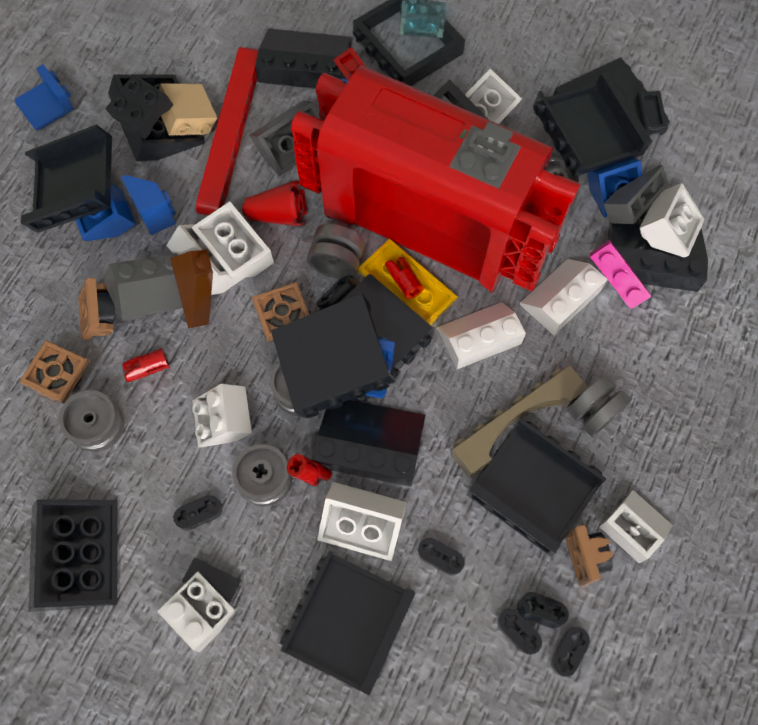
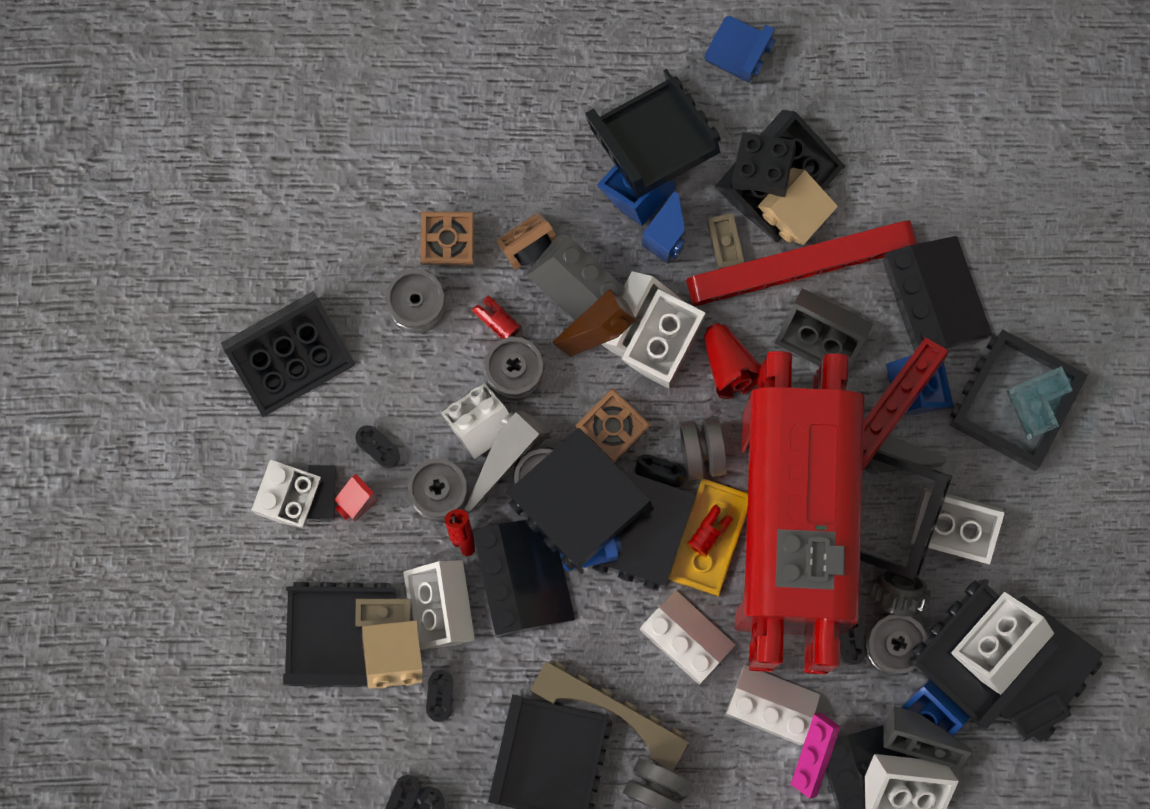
camera: 65 degrees right, 10 degrees up
(181, 172) = (725, 240): none -> dark tan plate
(193, 367) = (510, 353): none -> flat silver wheel
(232, 550) = (355, 499): none -> slope
(256, 393) = (513, 441): none -> light grey wedge
(346, 571) = (382, 611): none -> dark tan plate
(389, 578) = (392, 654): none -> tan piece
(590, 104) = (1003, 642): none -> white slope

